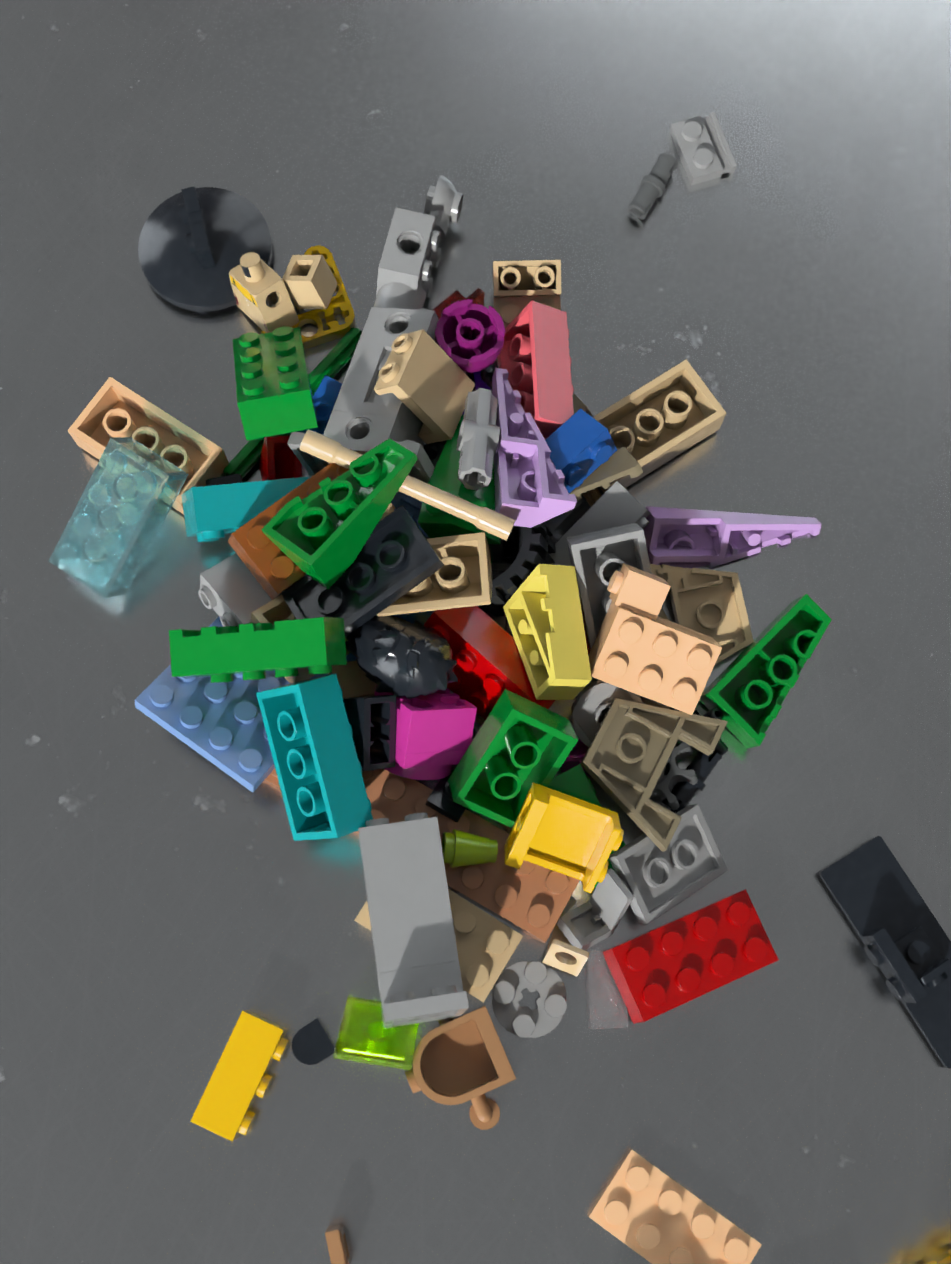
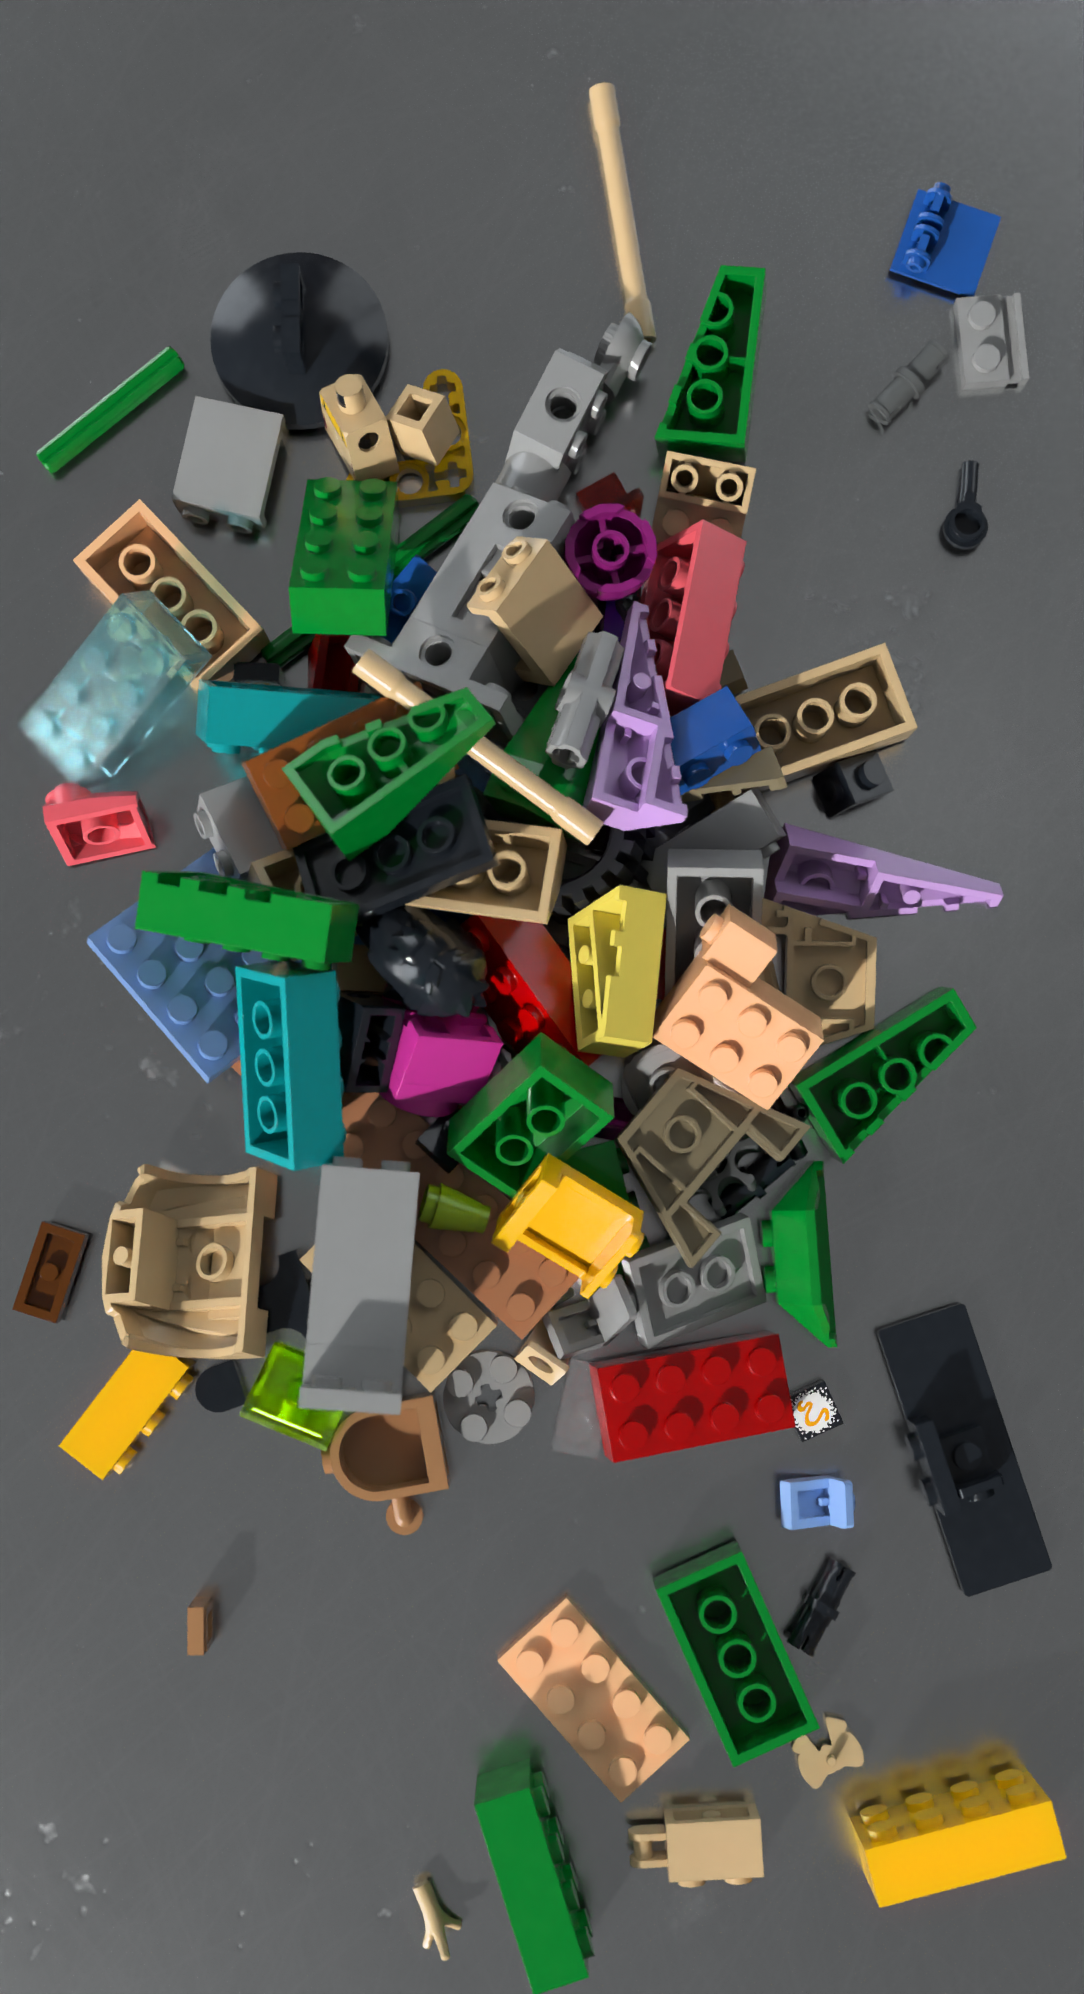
camera: 15 degrees right, 10 degrees up
(74, 326) = (110, 409): none -> green axle
(123, 621) = (96, 824): none -> coral slope
(155, 981) = (50, 1272): none -> reddish brown plate
(171, 343) = (228, 464): none -> light grey panel
(266, 946) = (188, 1263): none -> tan piece
(351, 955) = (287, 1294): none -> black brick
(394, 63) = (607, 126): none -> tan piece
(516, 212) = (716, 389): none -> green wedge
(652, 89) = (945, 242): none -> blue hinge
(687, 468) = (852, 782): none -> black bracket
(720, 271) = (966, 523): none -> black plate
(744, 826) = (801, 1253): none -> green wedge
(781, 1160) = (735, 1653): none -> green brick
(789, 948) = (814, 1410): none -> tile
(811, 1020) = (817, 1502): none -> light blue bracket
(837, 1106) = (821, 1607): none -> black pin
(869, 1239) = (842, 1752): none -> tan piece

